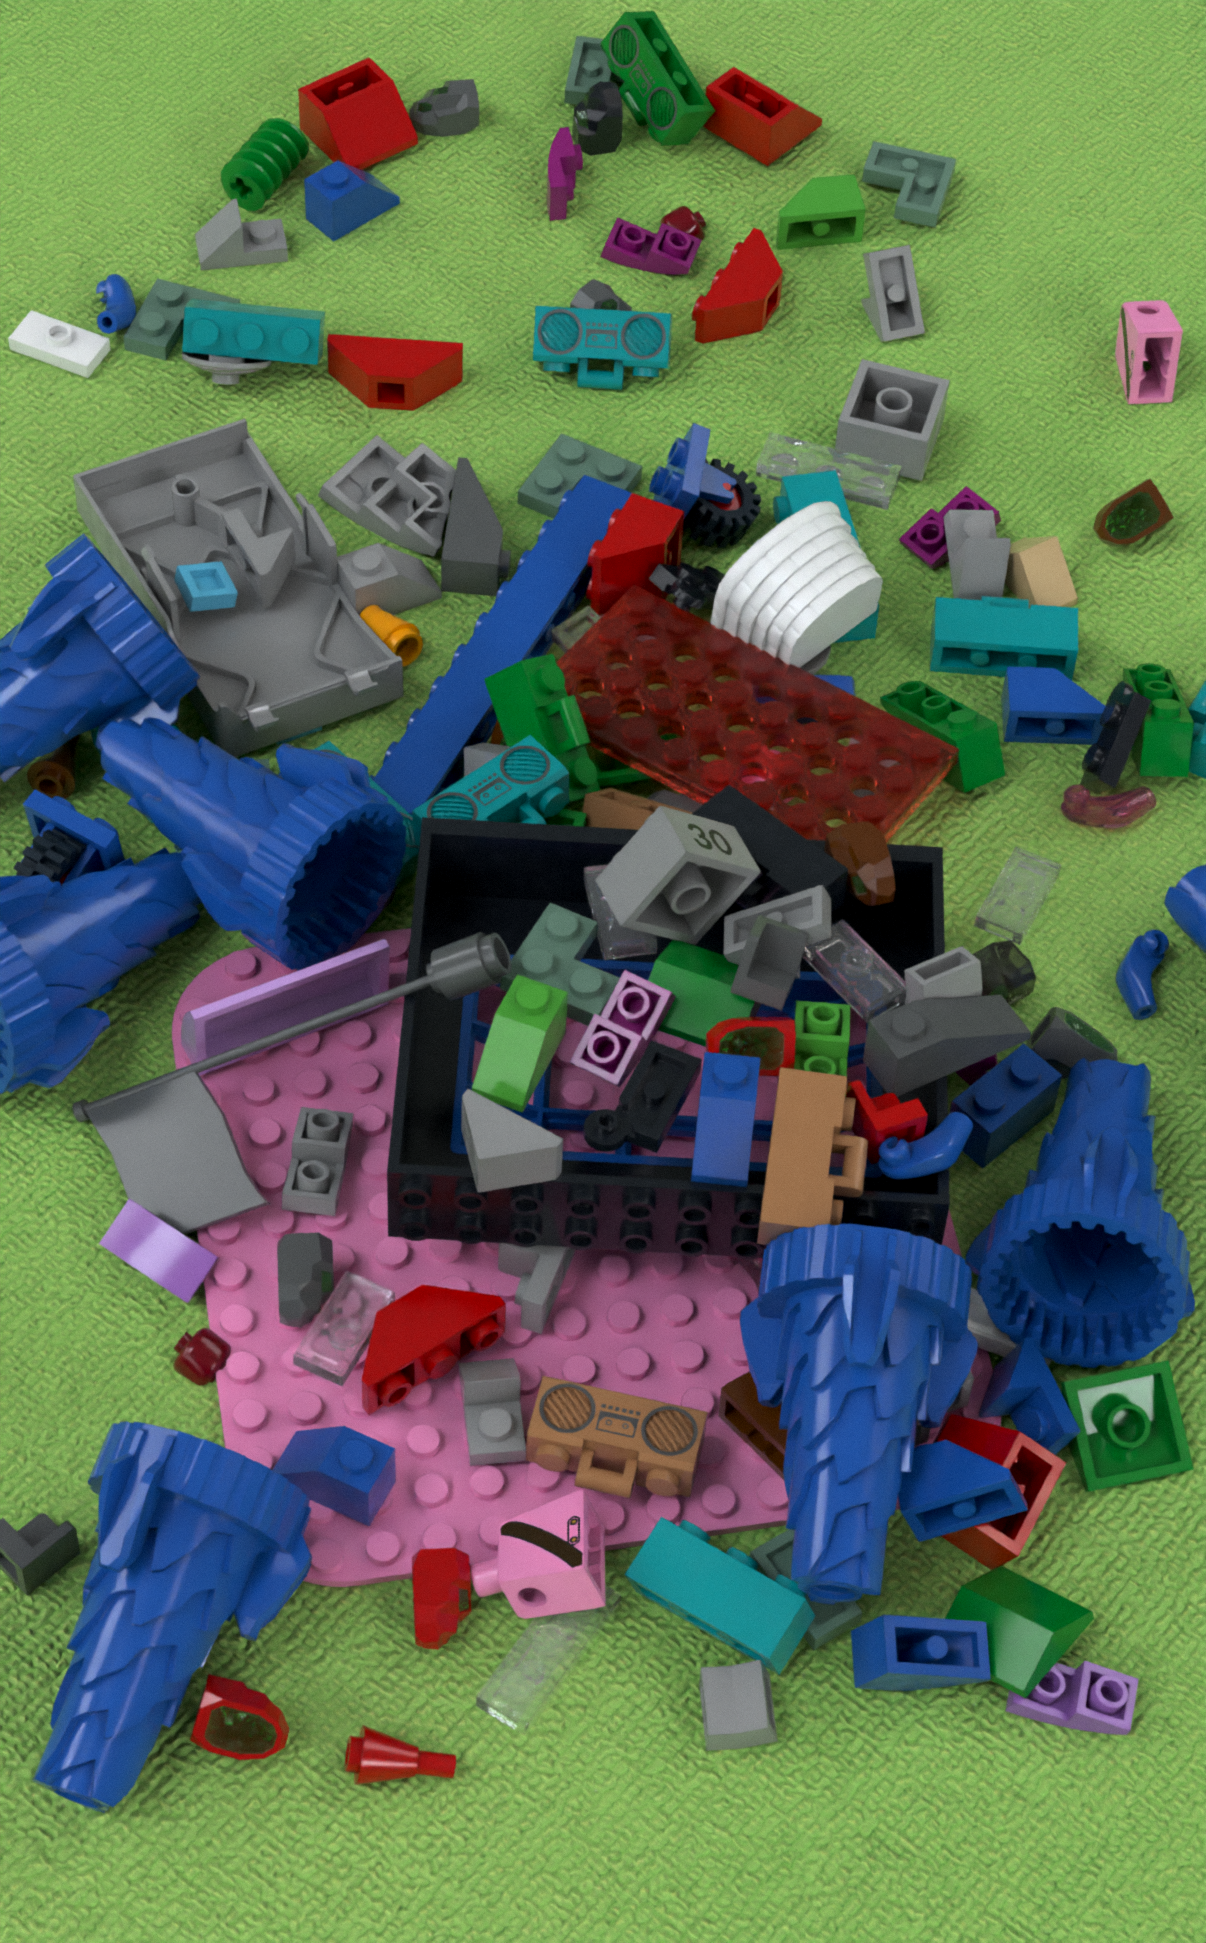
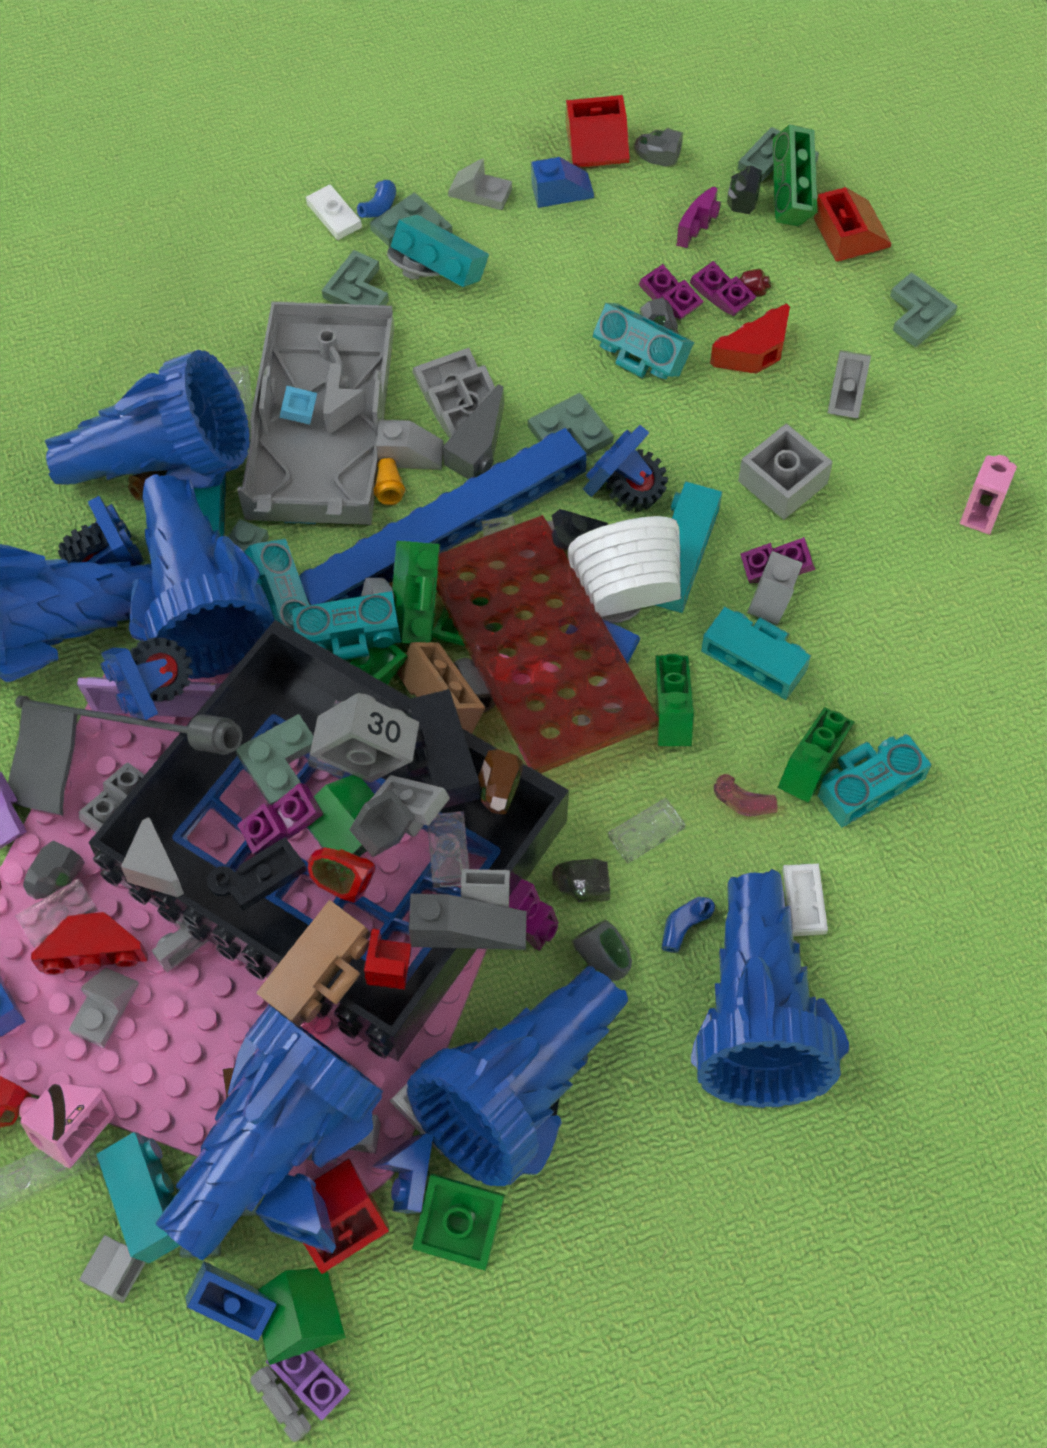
camera: 35 degrees right, 10 degrees up
(153, 416) = (351, 282): none -> sand green plate
(264, 163) = (521, 138): green piece -> none
(299, 956) = (146, 674): none -> plate
(393, 370) = (510, 310): red slope -> none
(521, 1042) = (211, 800): bright green slope -> none
(569, 272) = (664, 285): none -> magenta slope
(615, 1439) = (166, 1075): medium nougat piece -> none
(632, 548) = (556, 488): red slope -> none
(725, 1119) = (290, 911): blue slope -> none
(822, 214) = (843, 309): bright green slope -> none
(822, 1037) = (385, 894): bright green slope -> none
(860, 477) = (737, 496): clear plate -> none
(928, 1154) = (400, 998): blue arm -> none
(1007, 1103) = (531, 970): blue brick -> none
(1040, 572) = (810, 618): tan slope -> none
(1048, 708) = (749, 713): blue slope -> none
(1063, 1742) = (280, 1404): none -> light grey axle
(1120, 724) = (779, 749): black hinge -> none
(1132, 515) = (899, 605): rock -> none

